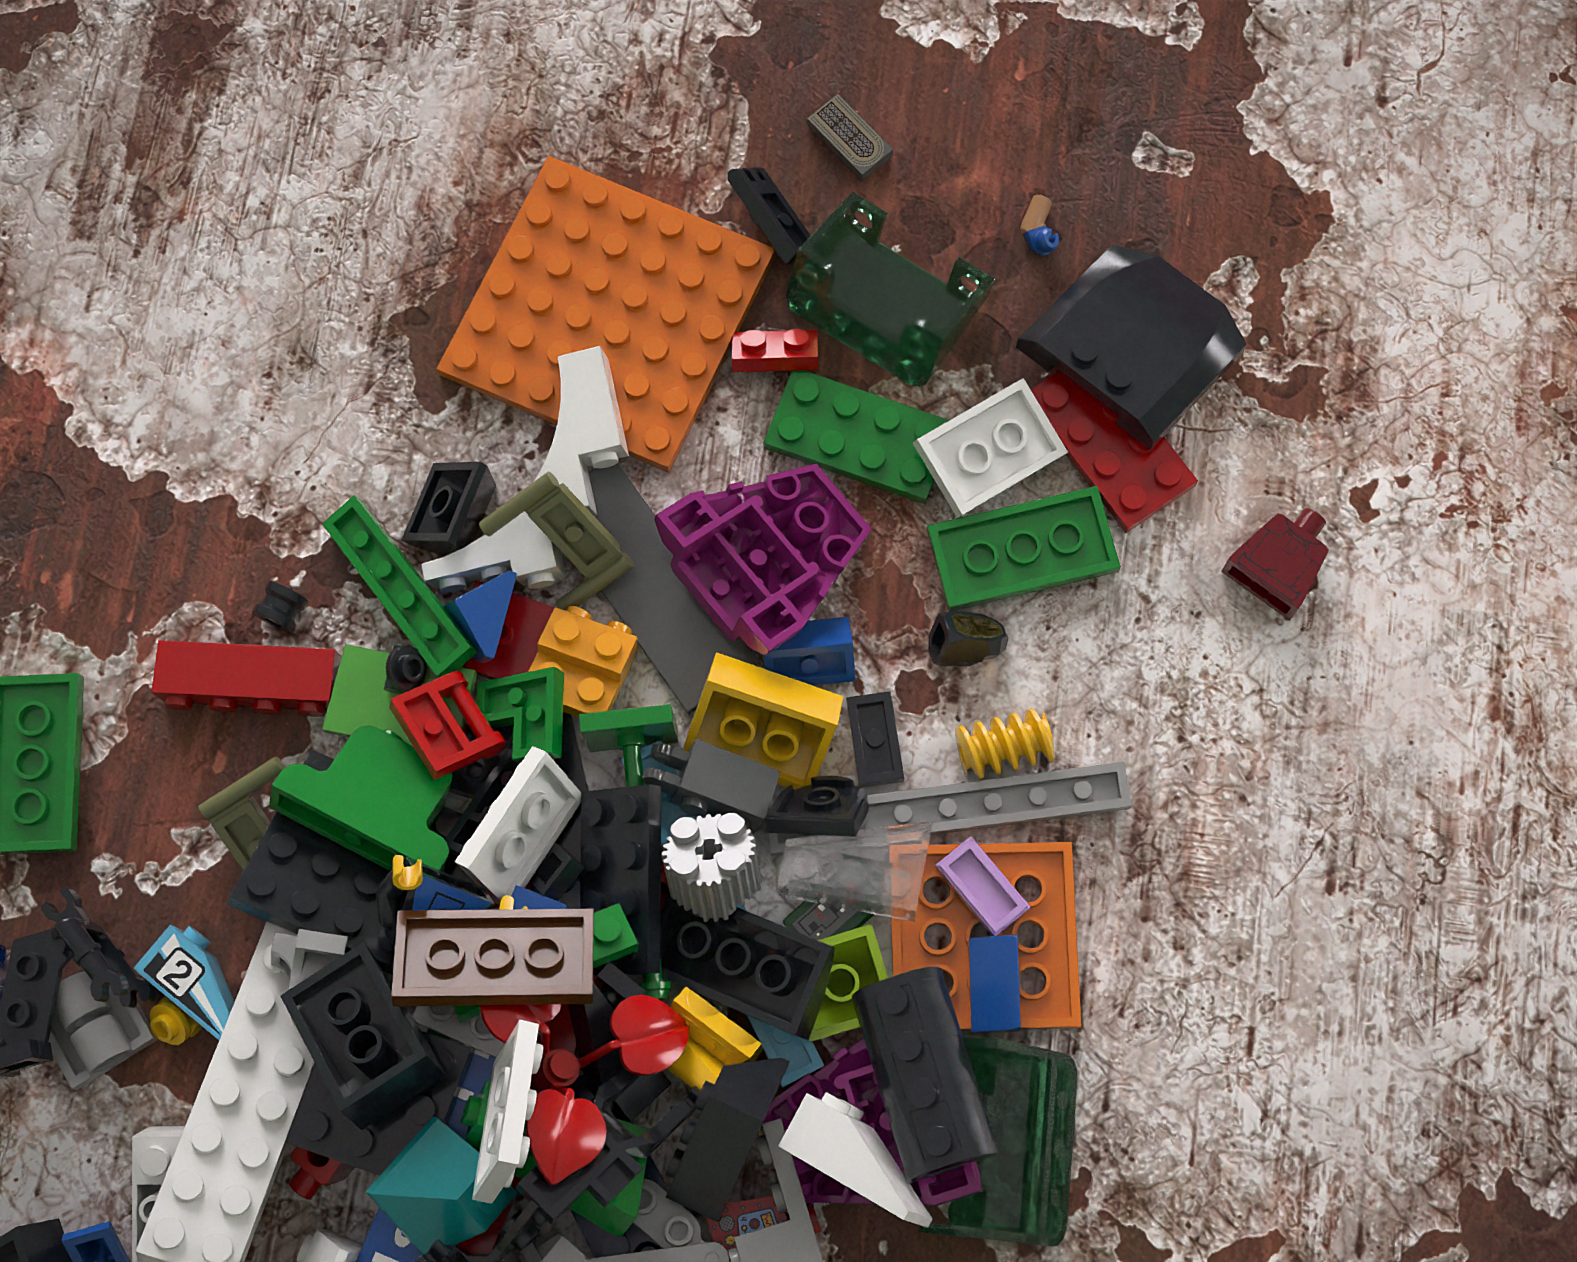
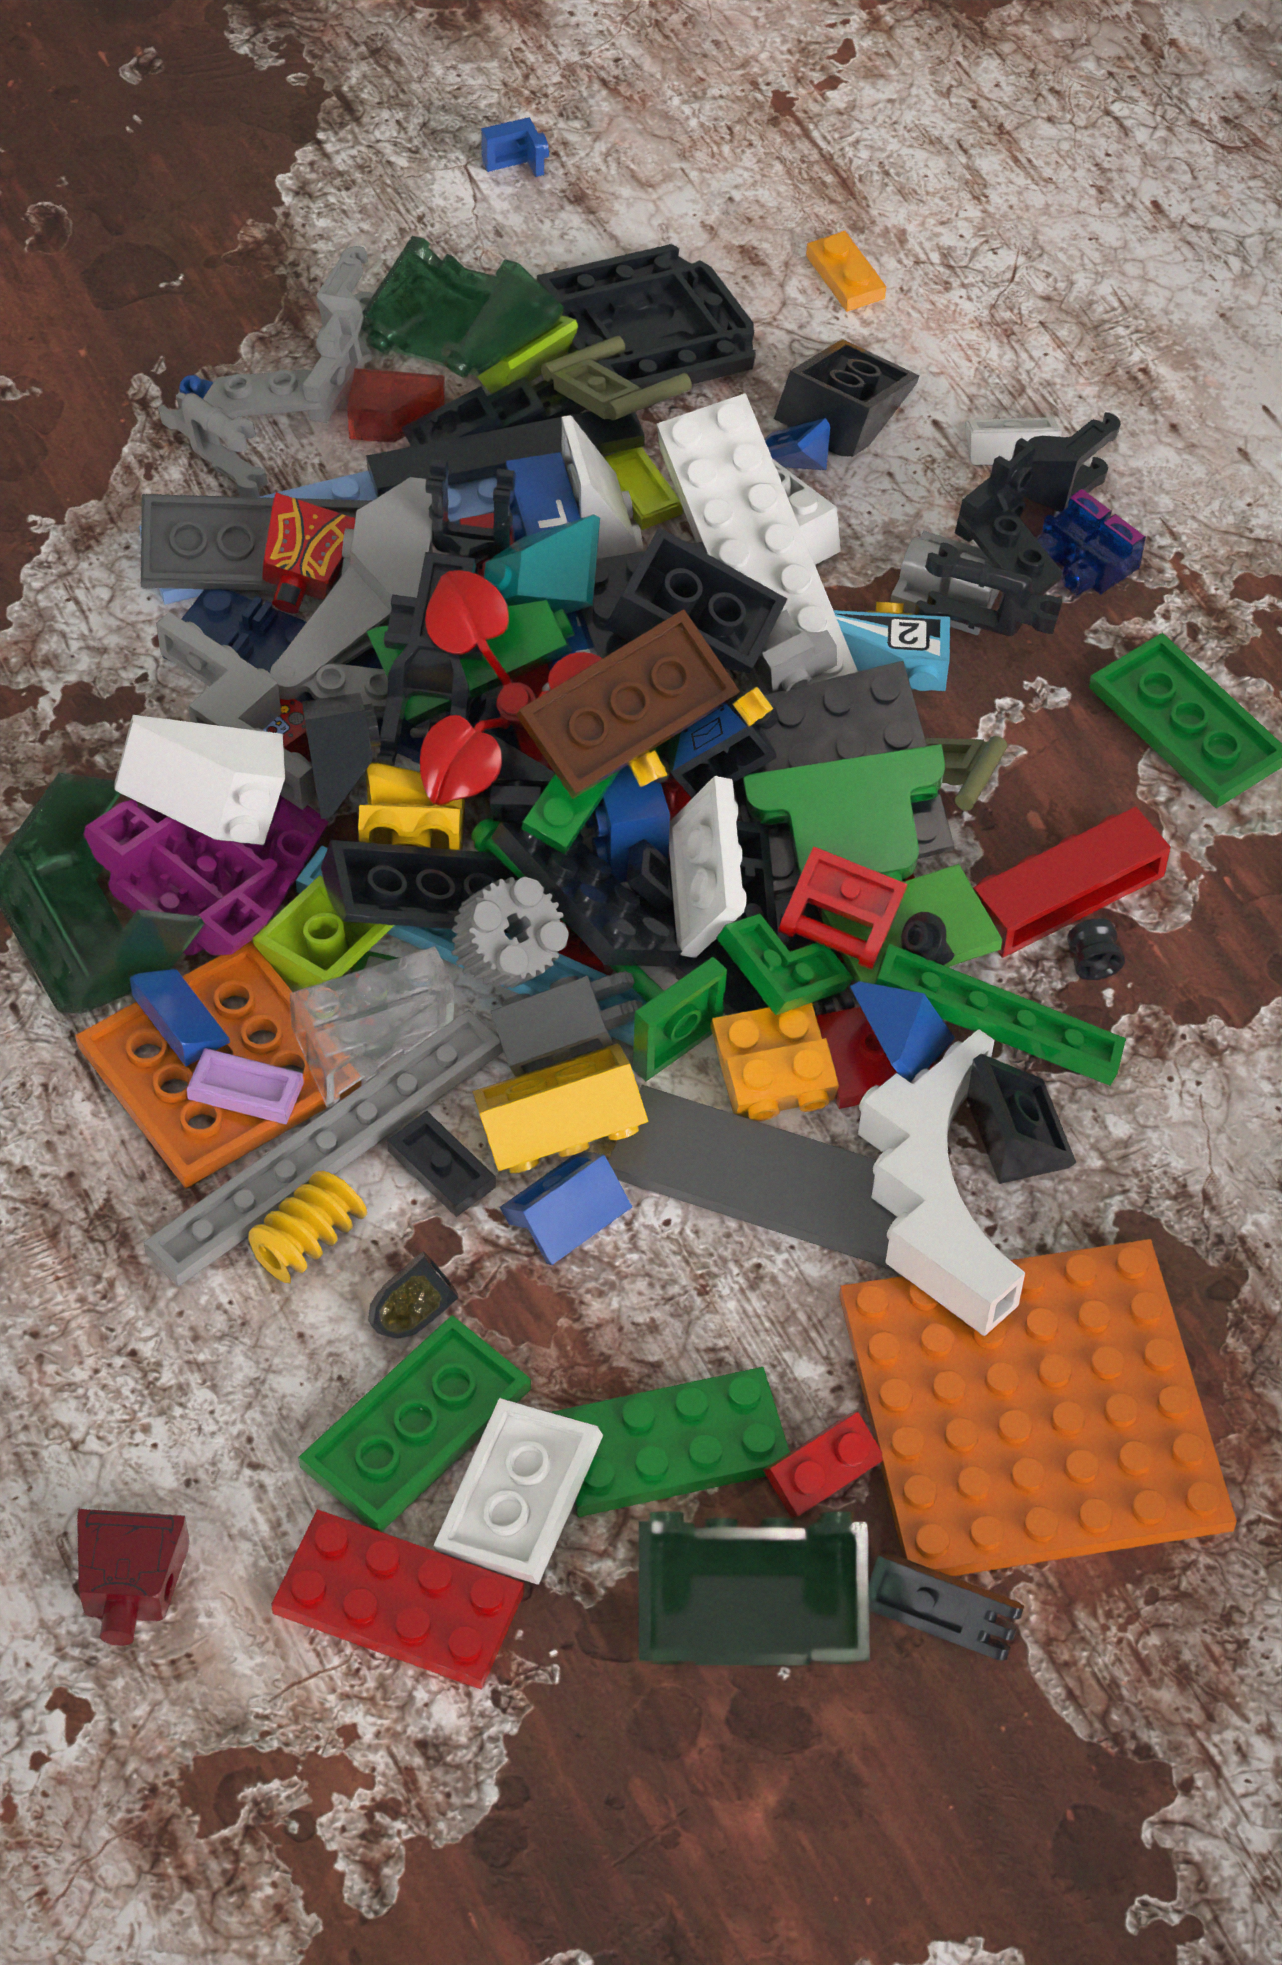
camera: 140 degrees right, 20 degrees down
(507, 1109) = (518, 592): white plate -> none
(572, 530) = (886, 1130): olive plate -> none
(762, 551) = (670, 1246): magenta wedge -> none
(824, 808) = (445, 1049): black tile -> none
(850, 137) = (931, 1760): tile -> none
(924, 1073) = (191, 872): black container -> none
(1034, 227) = (640, 1782): arm -> none
(1137, 340) = (437, 1708): black wedge -> none

